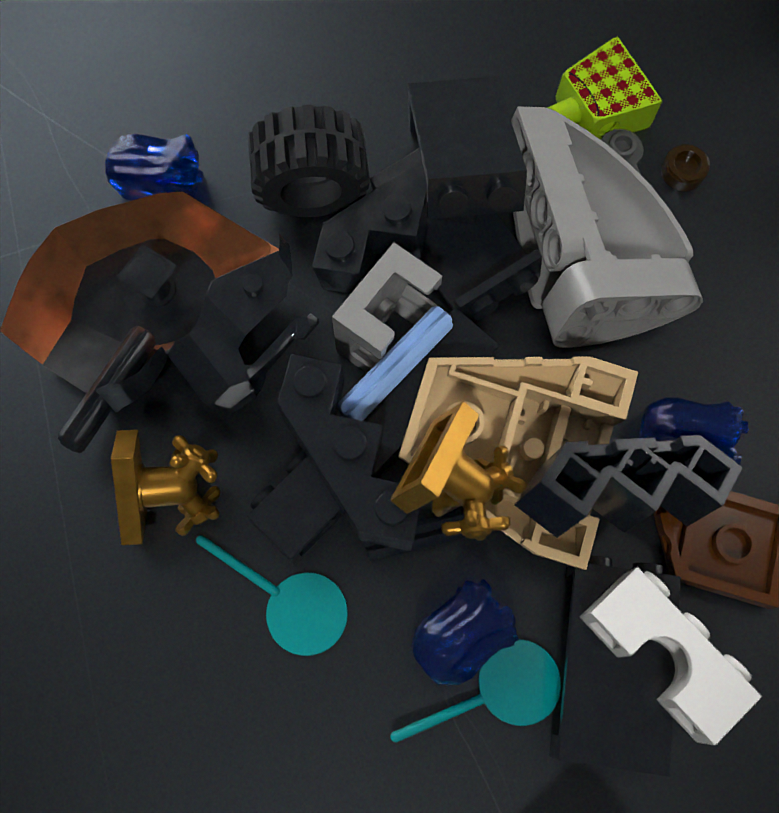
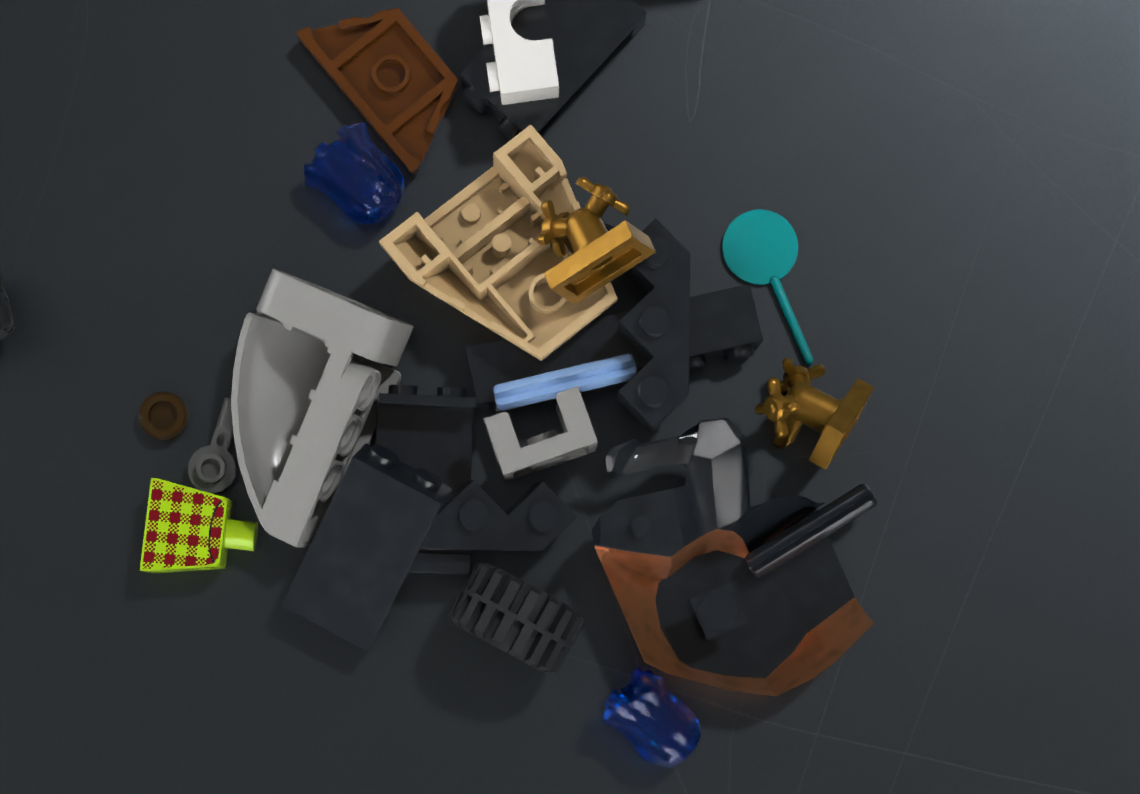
camera: 150 degrees left, 10 degrees up
(463, 634) = (653, 144): clear blue piece -> none
(514, 684) = (635, 88): teal piece -> none
(629, 482) = (458, 158): black brick -> none

